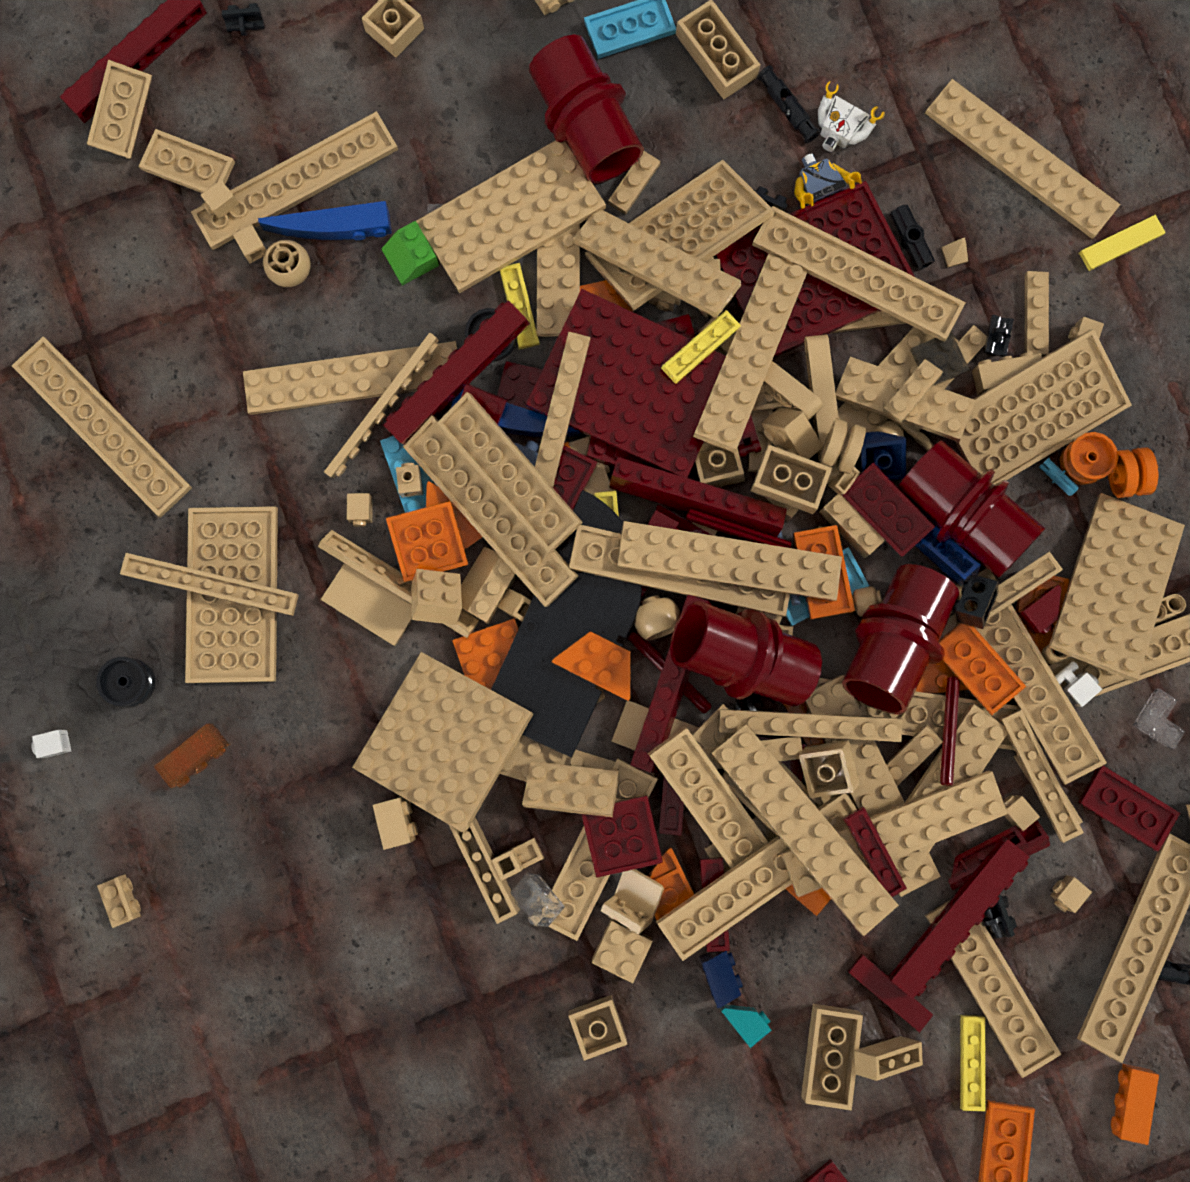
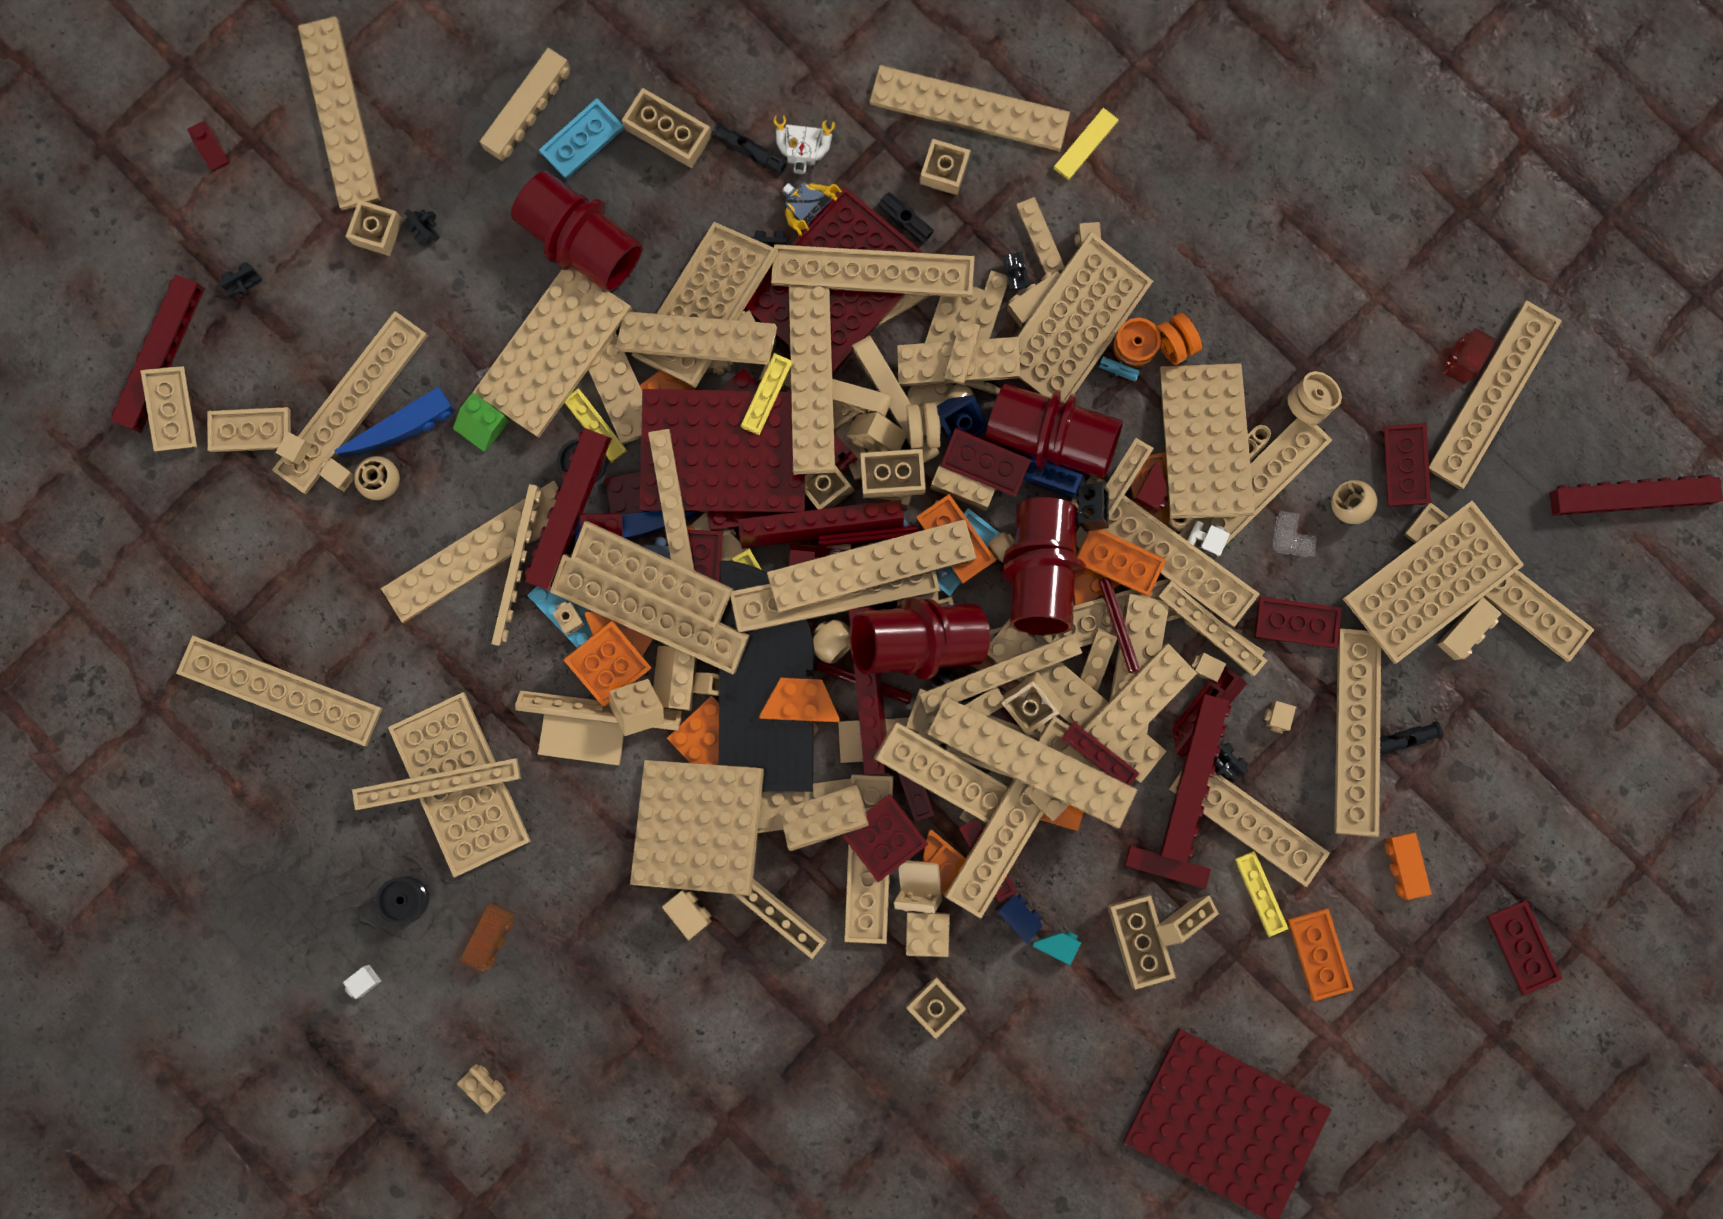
camera: 20 degrees left, 0 degrees up
(359, 509) = (536, 662): tan brick -> none
(443, 40) = (424, 223): none -> black hips
(517, 859) = (805, 897): tan brick -> none
(539, 897) = (838, 921): clear brick -> none
(634, 183) = (646, 275): tan plate -> none
(844, 481) = (938, 455): tan piece -> none
(943, 355) = (976, 310): clear smoke plate -> none
(955, 253) = (948, 215): tan slope -> none
(973, 203) = (944, 167): none -> tan brick

